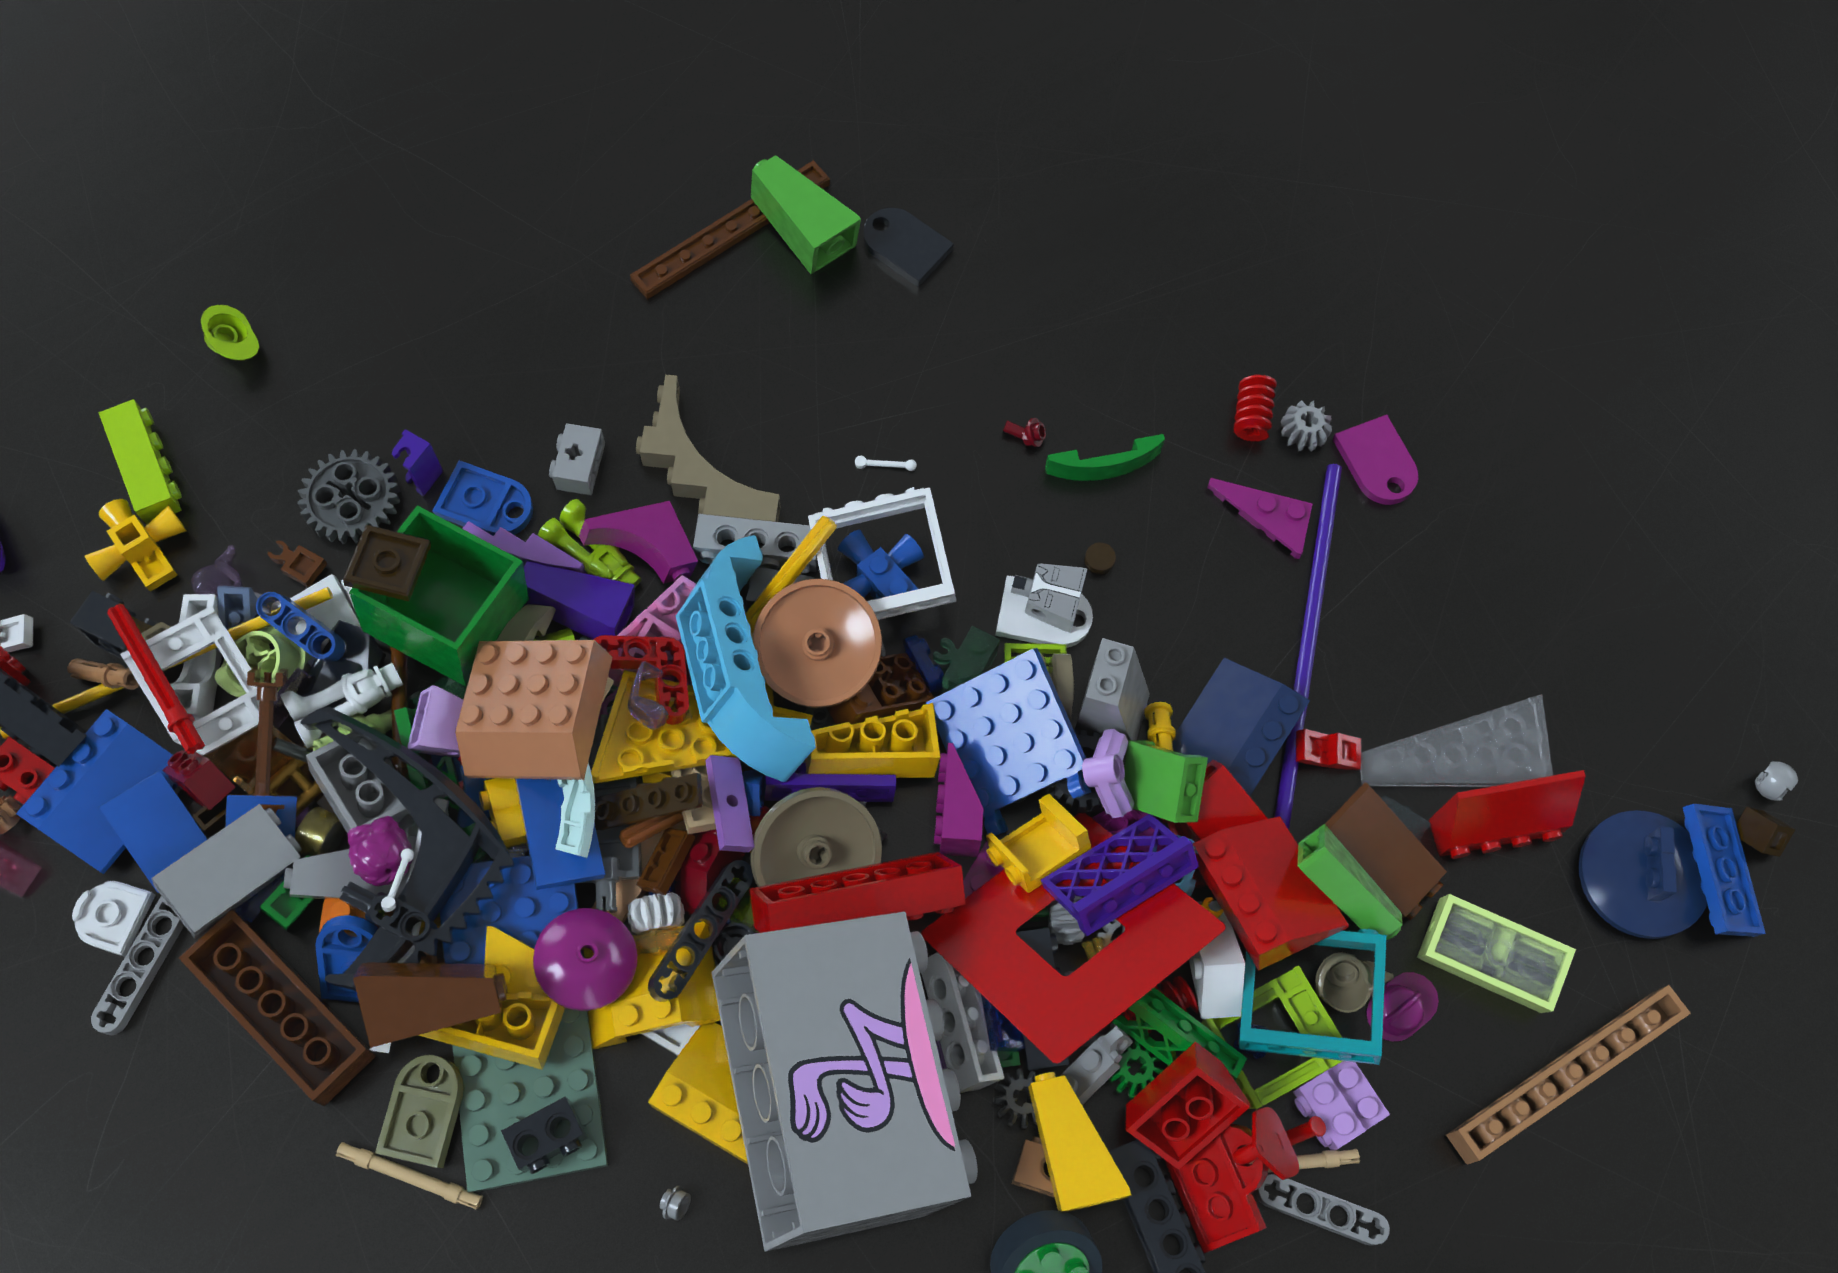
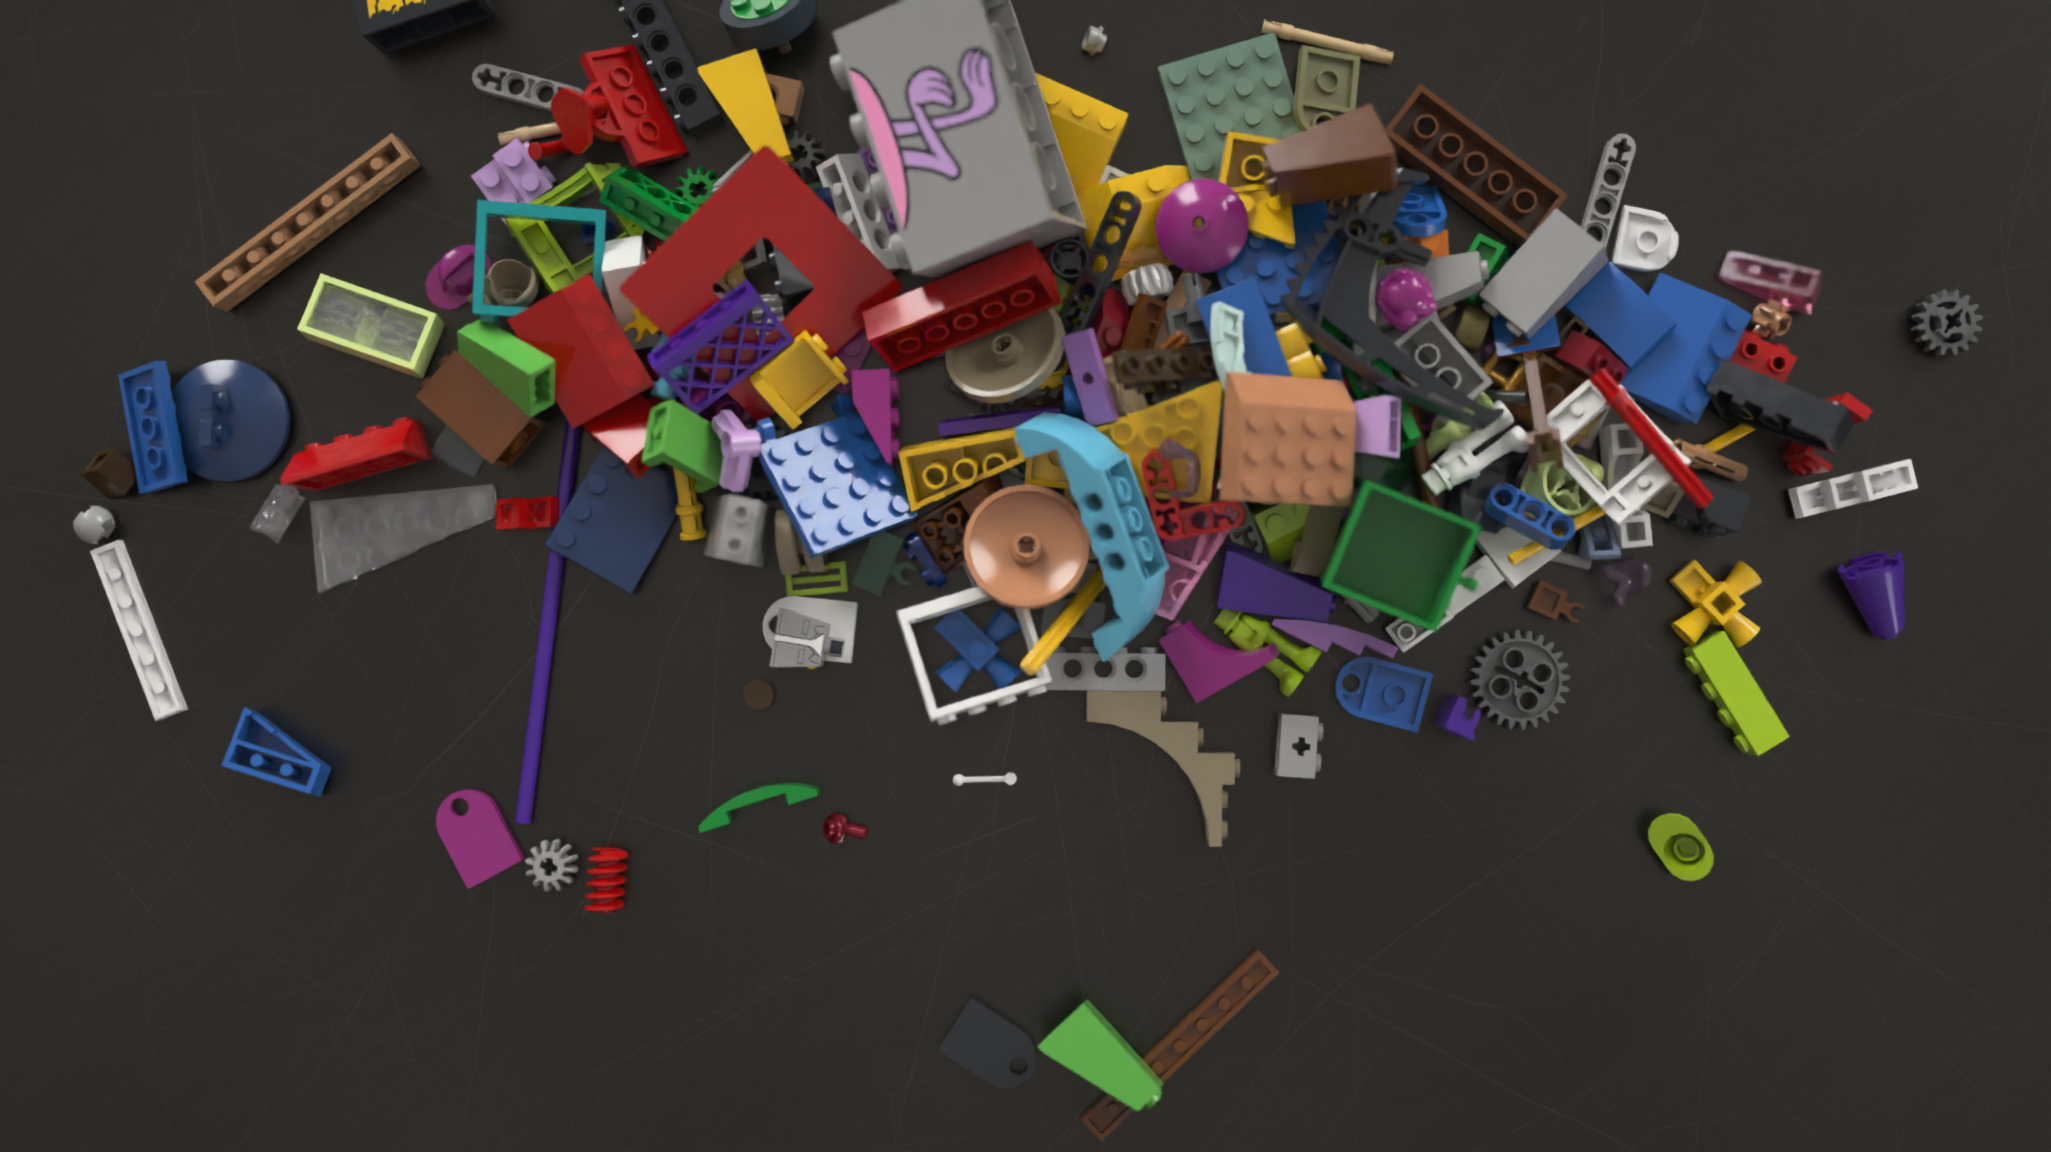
camera: 175 degrees left, 20 degrees up
(387, 563) = (1451, 561): dark brown tile -> none
(388, 903) = (1384, 241): white hinge -> none
(542, 1125) = (1218, 83): black brick -> none
(1185, 1106) = (652, 150): red slope -> none
(1274, 514) = (580, 761): magenta wing -> none
(1576, 542) = (272, 755): none -> blue wedge
(1594, 761) = (278, 512): none -> clear hips
(1721, 680) = (139, 630): none -> white tile

